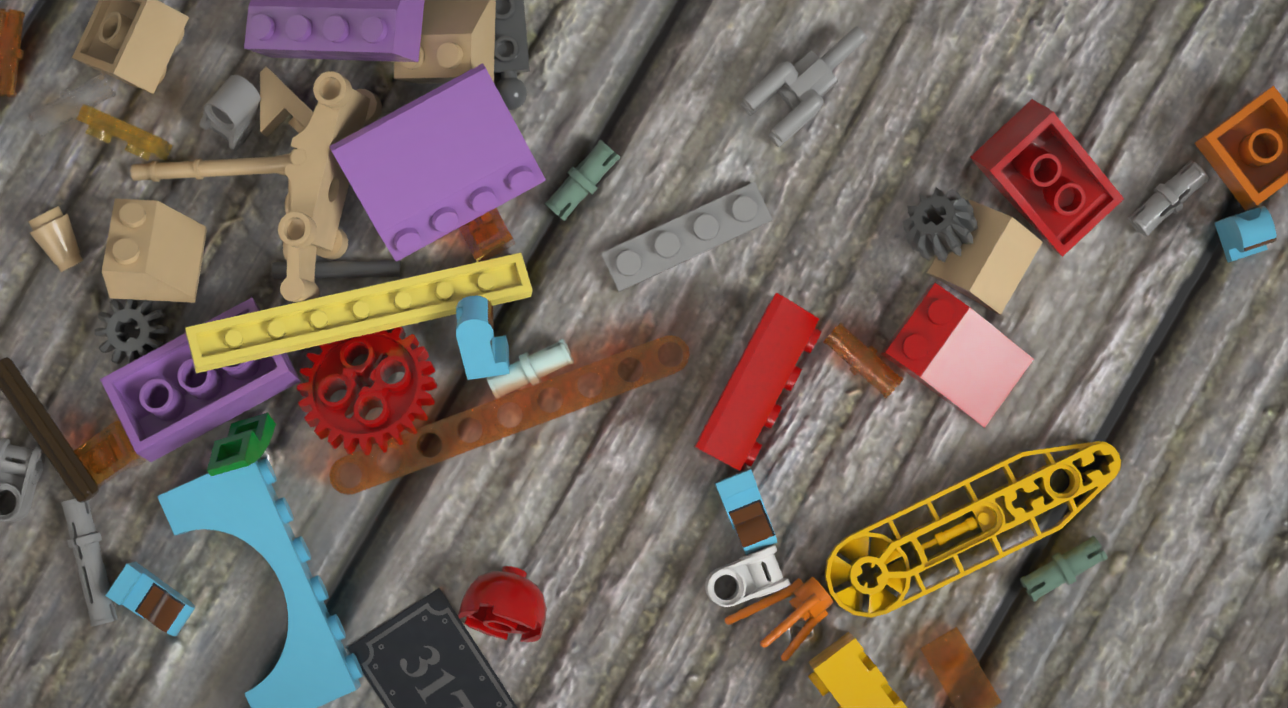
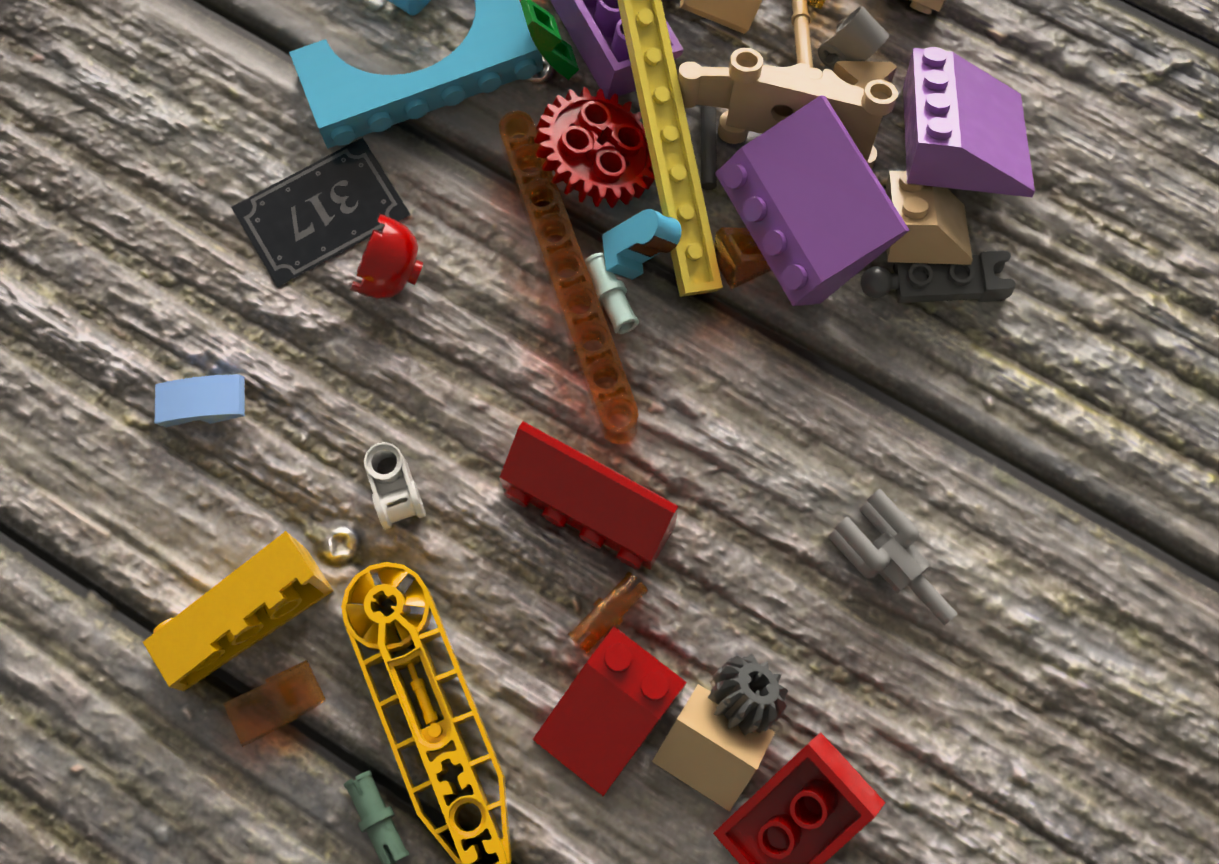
camera: 90 degrees right, 15 degrees down
(582, 180) = (792, 345): sand green pin -> none
(686, 237) = (737, 444): light grey plate -> none
(746, 511) = (460, 489): leg -> none
(809, 603) = (364, 546): orange plant -> none

